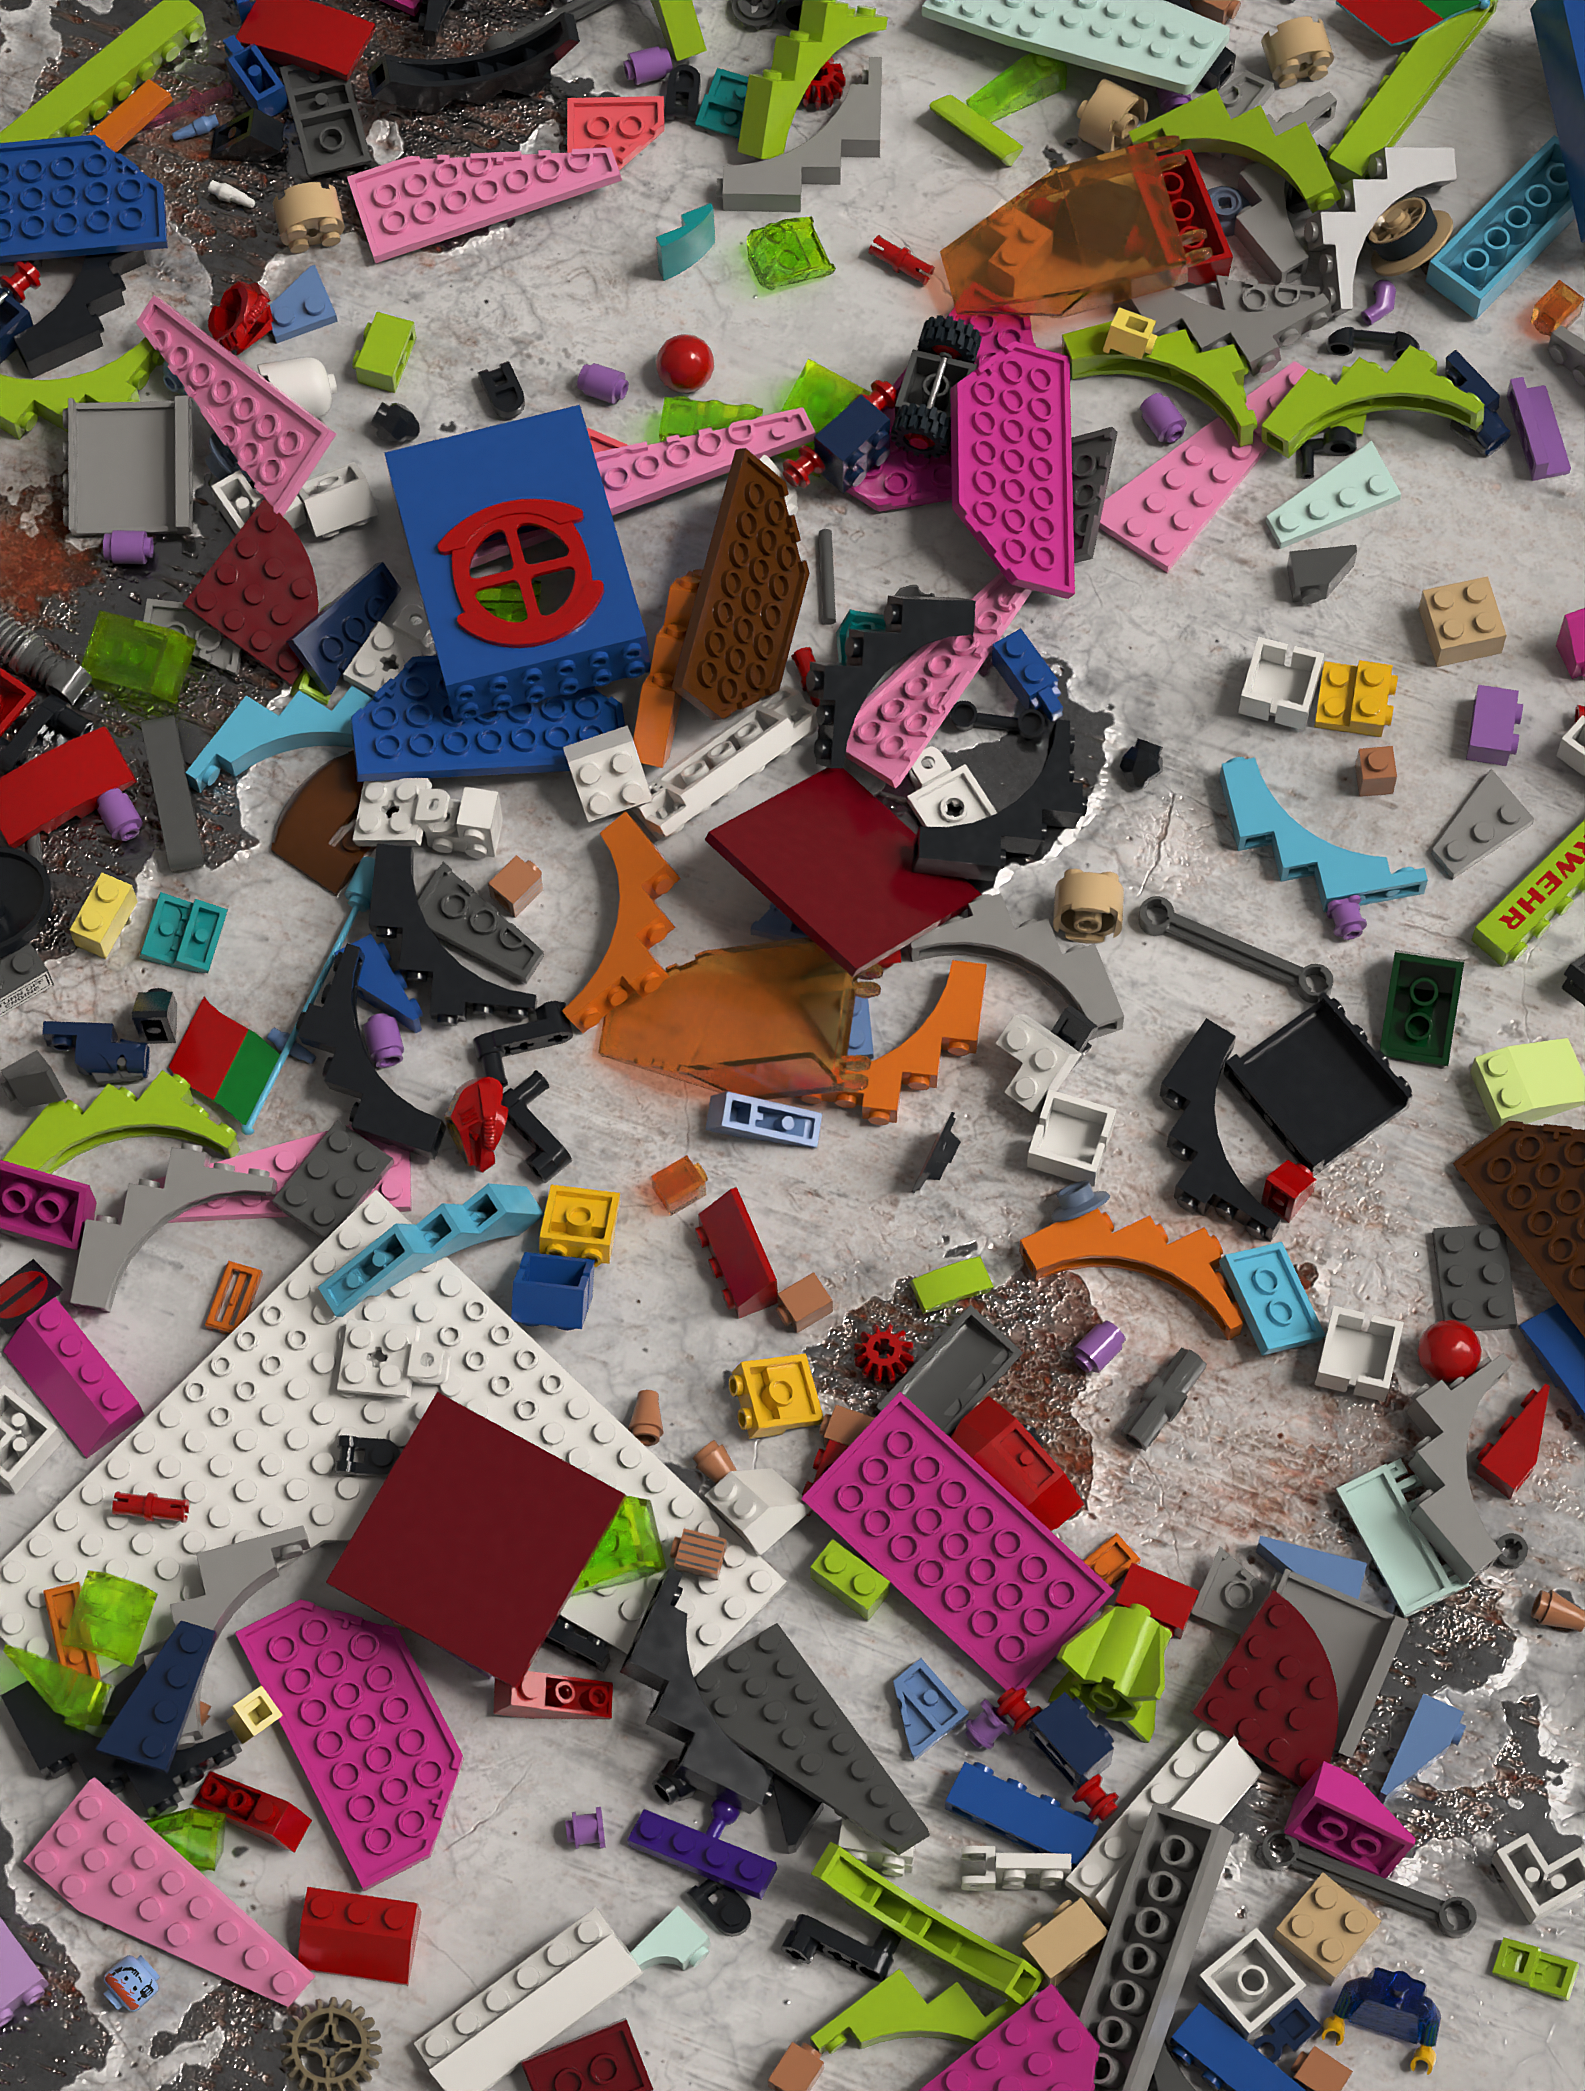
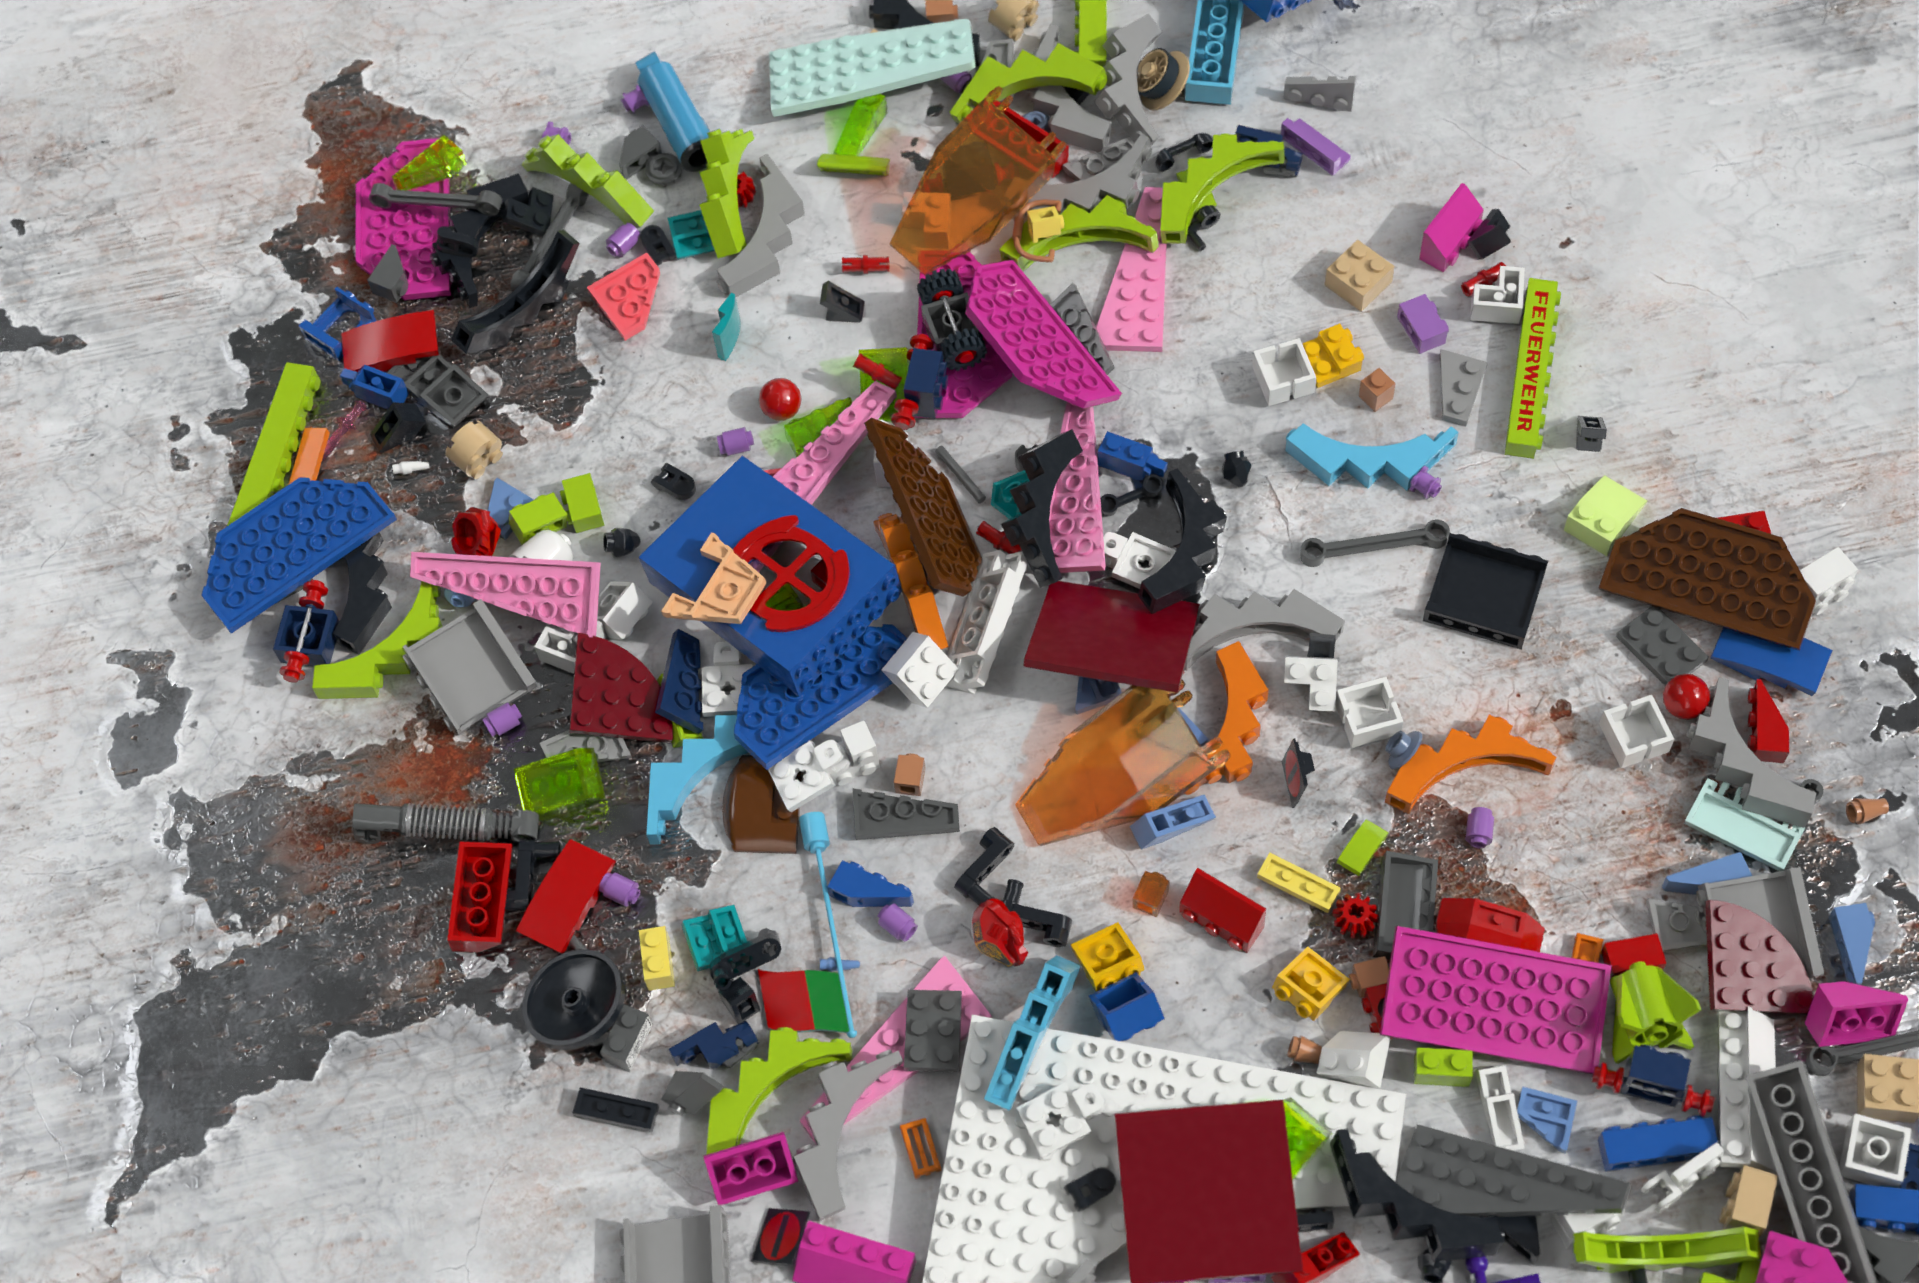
camera: 30 degrees left, 5 degrees down
(172, 793) = (644, 854): dark grey beam -> none
(198, 127) = (359, 438): medium blue piece -> none
(216, 978) = (758, 953): none -> black beam
(222, 460) = (527, 628): sand blue piece -> none
(323, 338) = (538, 515): none -> lime brick
(336, 1030) = (896, 953): black arch -> none
(439, 198) = (544, 397): bright pink wing -> none
(442, 554) = (728, 592): none -> light nougat wing
(454, 987) = (918, 860): black arch -> none
(639, 926) = (1009, 745): orange arch -> none
(646, 1418) = (1239, 1049): nougat cone -> none
(699, 1553) = (1345, 1110): nougat brick -> none
(787, 253) = (791, 300): clear neon green slope -> none
(804, 1303) = (1283, 916): nougat brick -> none
(809, 397) = (877, 372): none -> red pin
(837, 291) = (841, 304): none -> black slope
(850, 1278) = (1298, 882): none -> light yellow plate
(879, 1665) = (1500, 1107): none -> white slope
(987, 1726) = (1595, 1101): medium lavender brick -> none
(1088, 906) = (1272, 569): tan brick -> none
(1102, 320) = (1018, 227): none -> nougat piece
(1110, 116) = (932, 110): tan brick -> none
(1163, 418) = (1093, 263): medium lavender brick -> none
(1163, 1399) = (1542, 833): dark grey piece -> none
(1195, 1136) = (1440, 666): black arch -> none
(1272, 1298) = (1559, 732): medium azure plate -> none
(1288, 1189) = (1518, 662): red slope -> none
(1318, 571) = (1251, 298): dark grey slope -> none
(1339, 496) = (1230, 248): light aqua wing -> none
(1384, 302) = (1167, 118): medium lavender arm -> none
(1421, 1007) = (1510, 507): dark green slope -> none
(1557, 308) = (1274, 71): clear orange brick -> none

